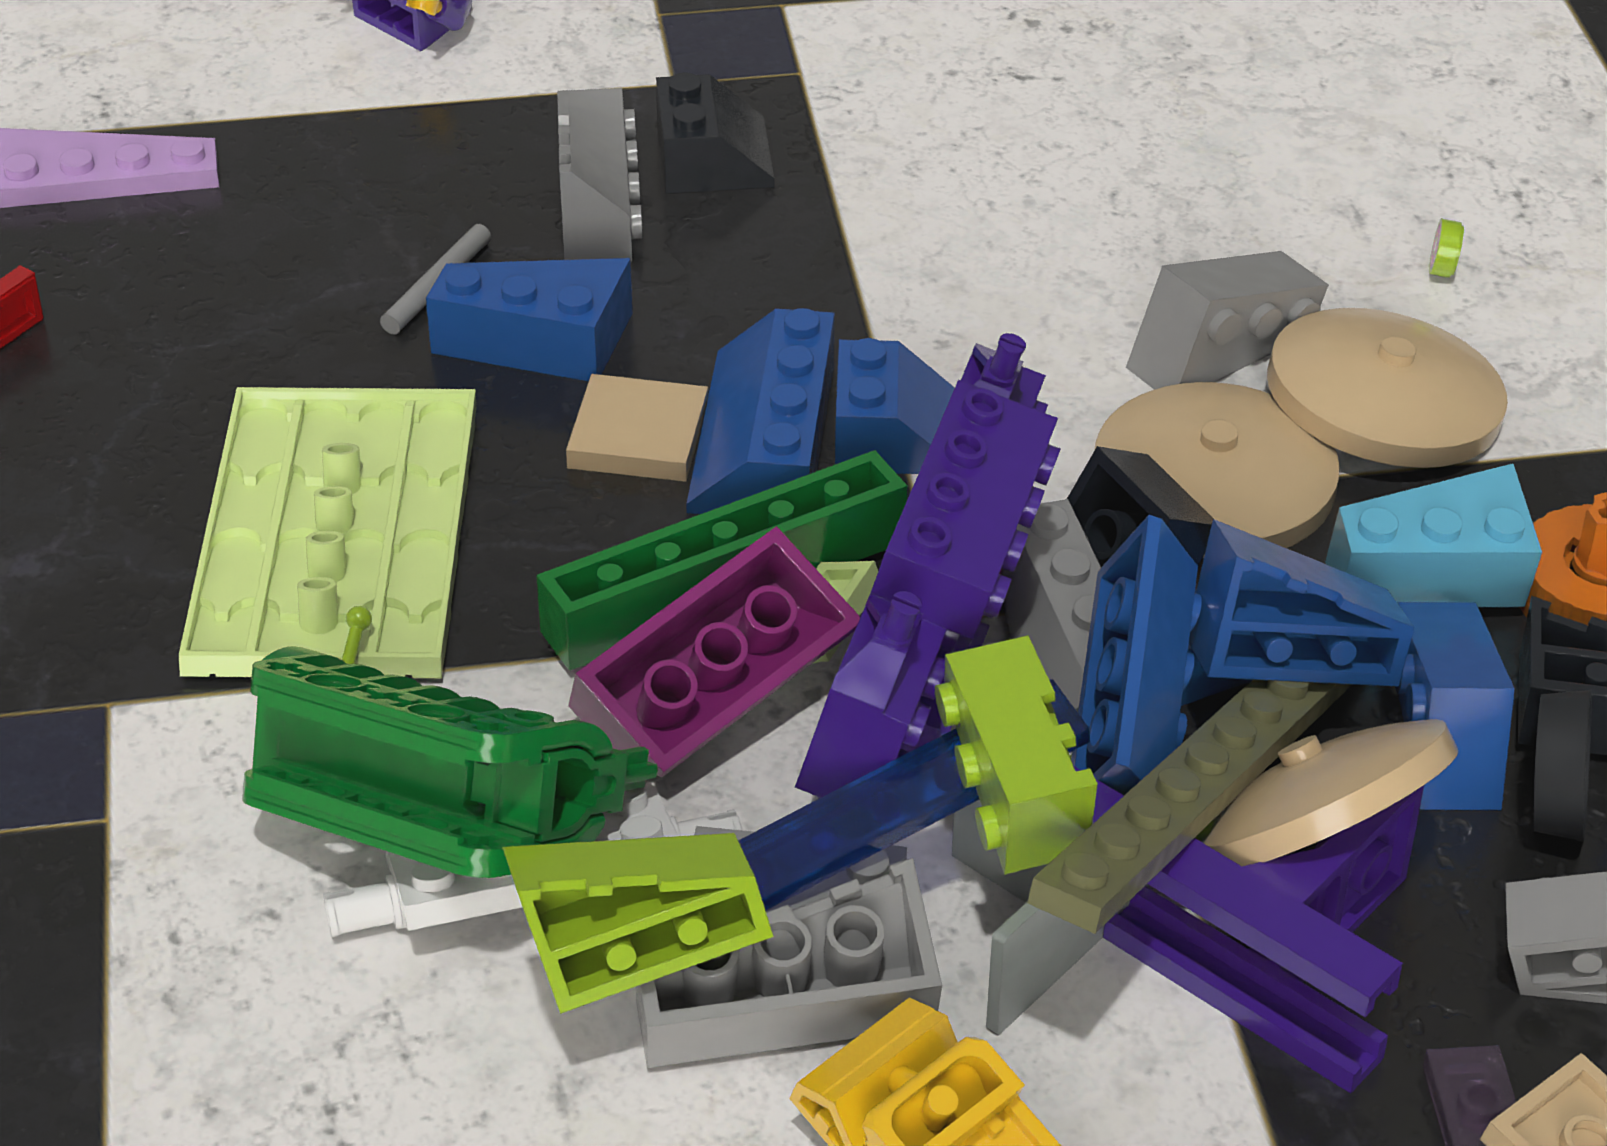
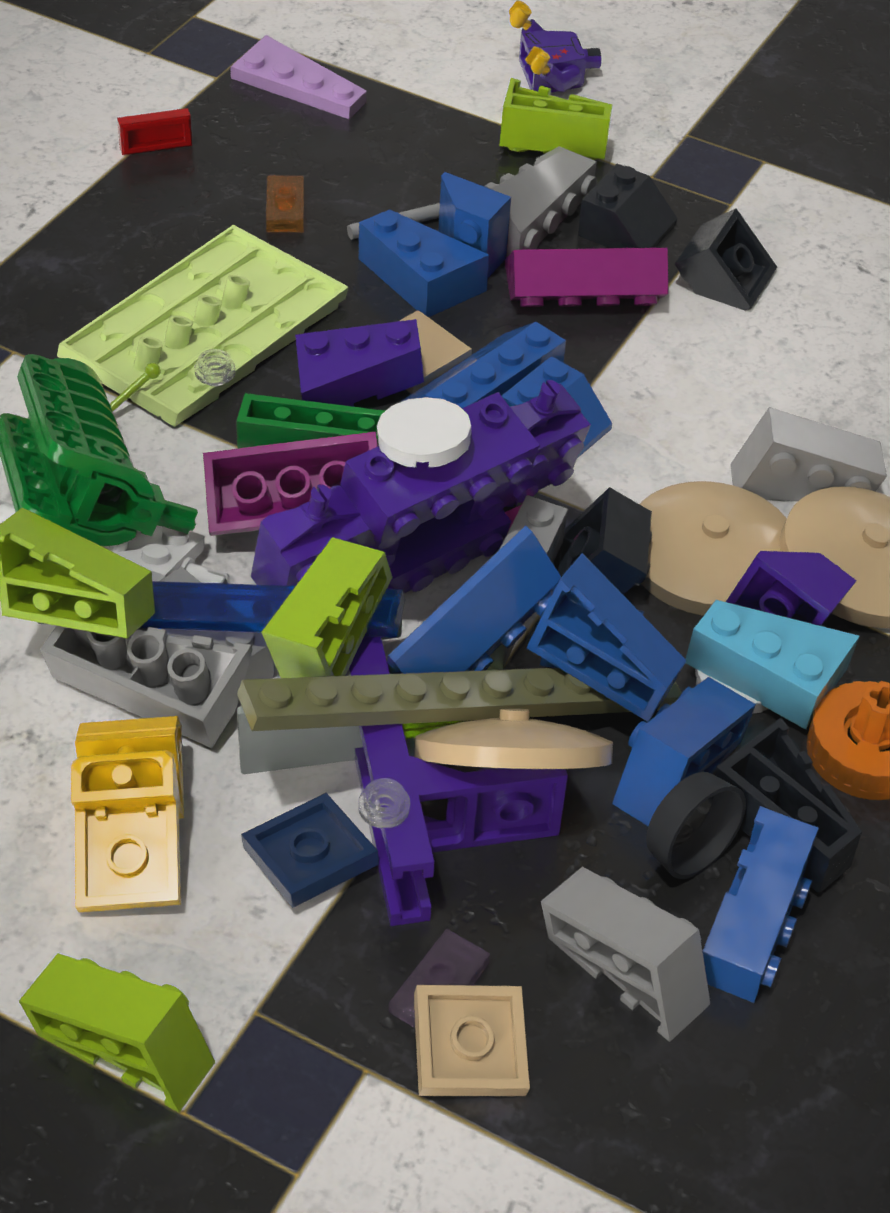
camera: 35 degrees right, 5 degrees up
(264, 330) = (285, 204): none -> clear orange plate
(436, 571) = (214, 367): none -> clear plate
(508, 69) = (545, 122): none -> lime wedge
(554, 217) = (475, 217): none -> blue slope
(608, 471) = (359, 362): none -> dark purple wedge
(749, 231) = (587, 275): none -> magenta slope
(882, 137) = (726, 262): none -> black slope
(946, 466) = (424, 432): none -> white tile
(1185, 1064) = (310, 849): none -> dark blue plate
(1293, 930) = (388, 793): none -> clear plate
(1392, 450) = (793, 586): none -> dark purple slope

